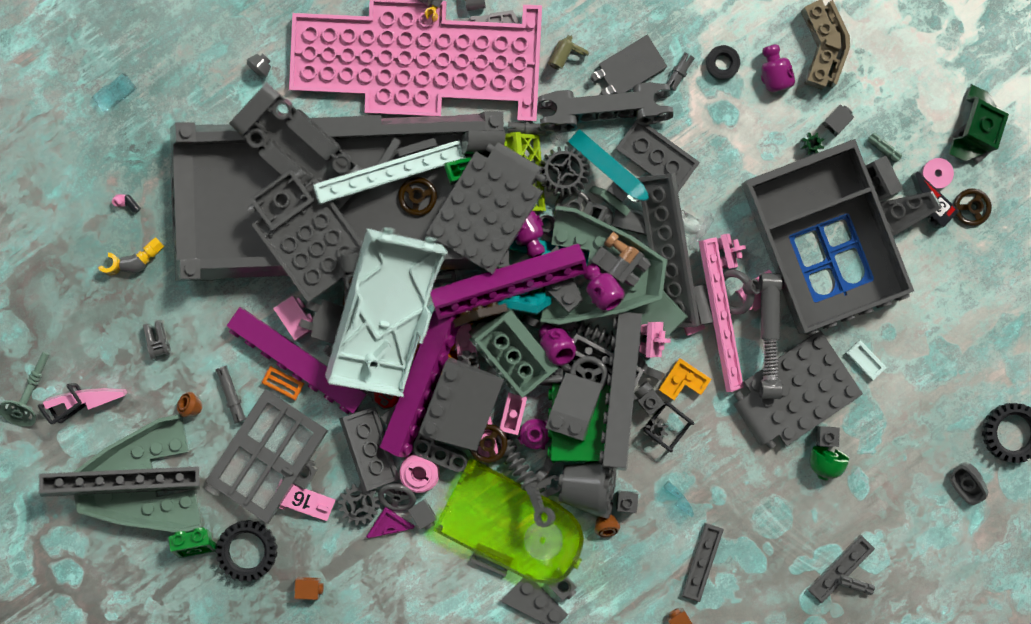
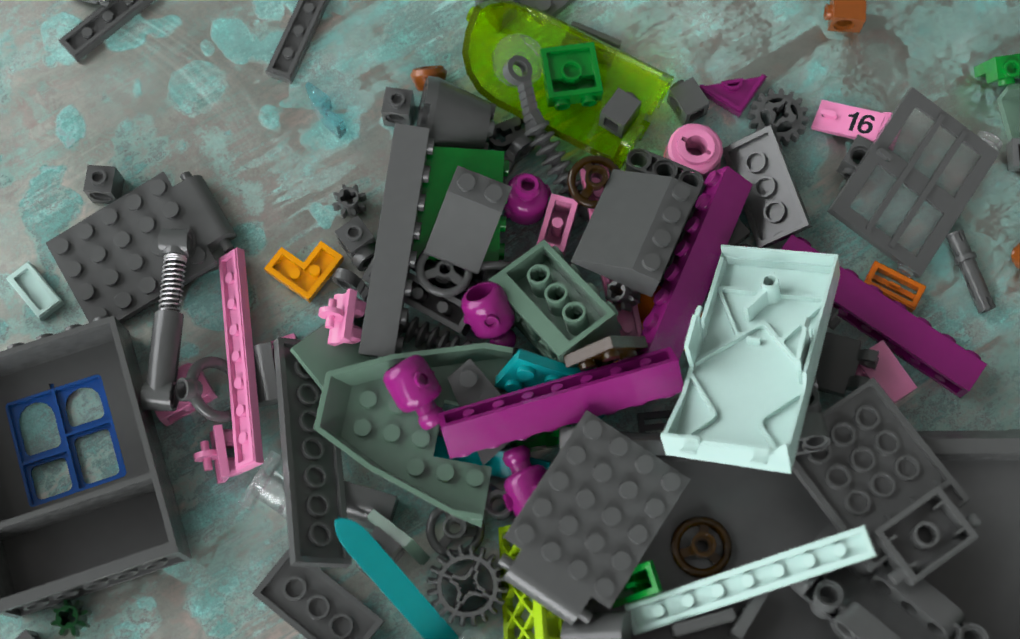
camera: 175 degrees left, 15 degrees down
(226, 561) = (946, 38): black tyre -> none
(397, 493) = (725, 124): dark grey piece -> none
(470, 502) = (620, 112): none -> dark grey brick
(505, 528) = (571, 75): none -> green plate
(599, 212) = (425, 516): dark grey brick -> none
(623, 265) = (381, 423): dark grey hips -> none
(669, 448) = (301, 209): black piece -> none
(828, 463) = (106, 147): green cylinder -> none

